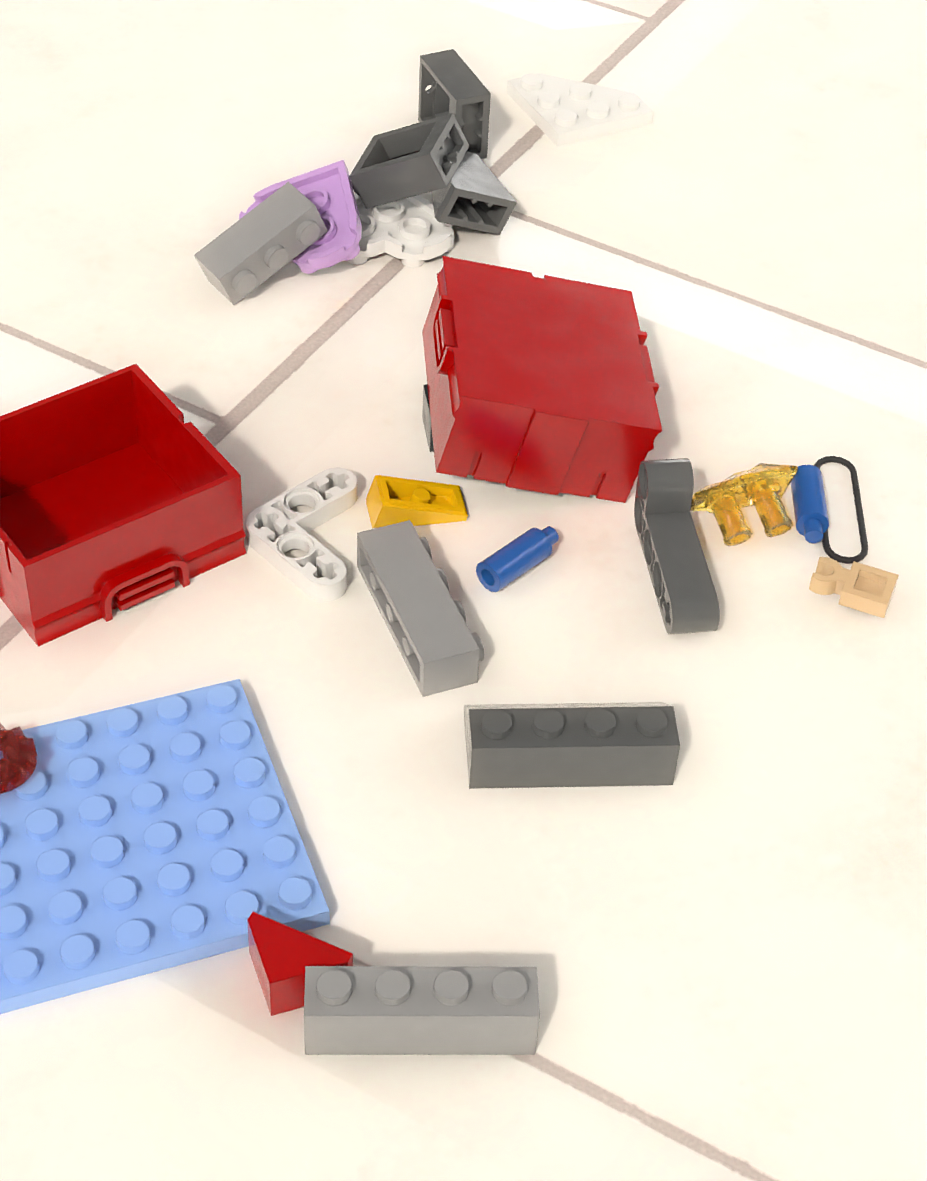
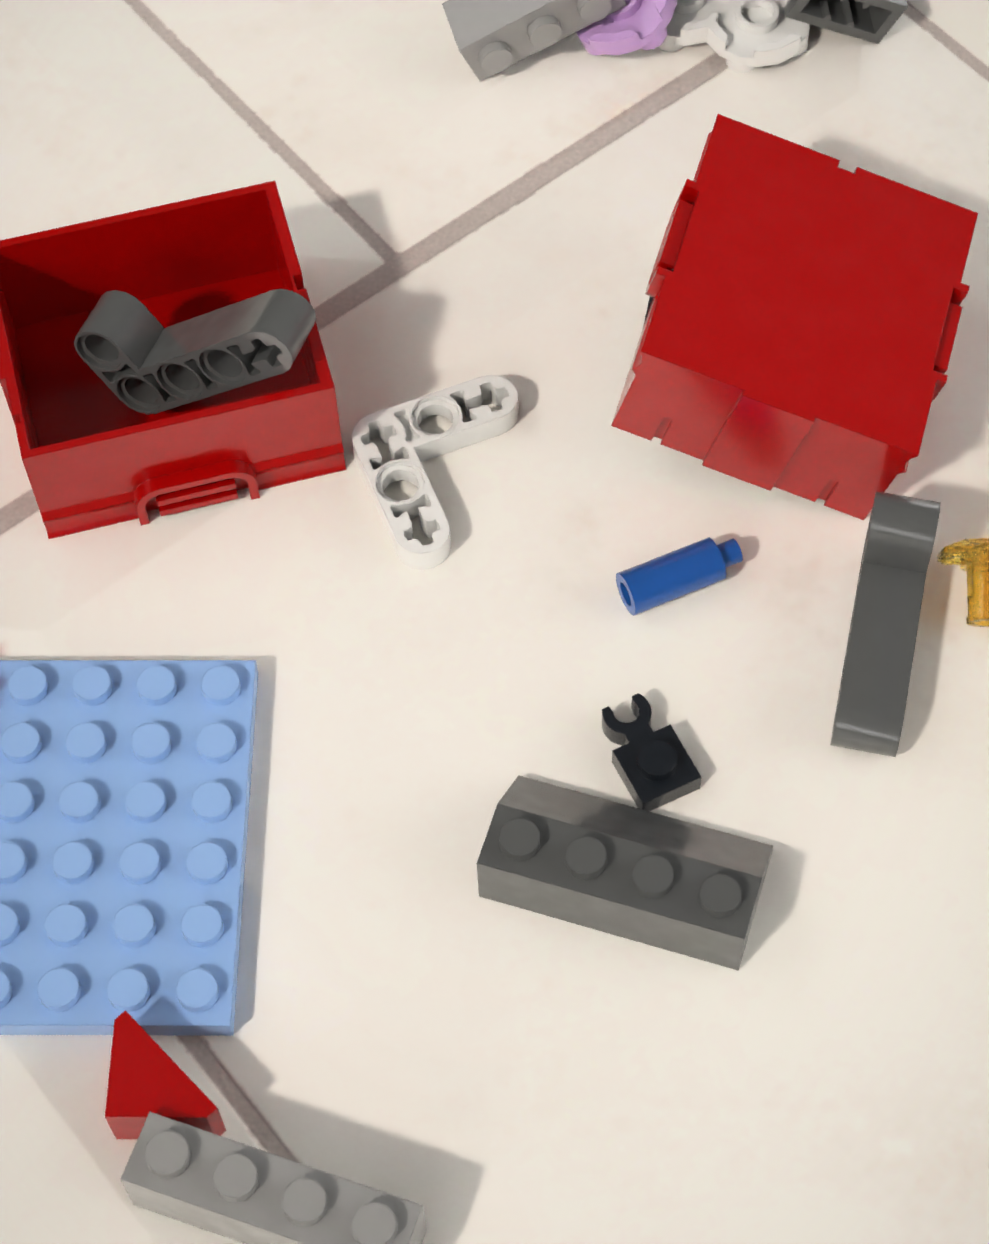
camera: 25 degrees right, 15 degrees up
(176, 448) = (196, 358): none -> dark grey beam
(419, 608) = (514, 618): light grey brick -> none
(421, 502) = (582, 452): yellow slope -> none
(552, 675) = (649, 762): none -> black plate

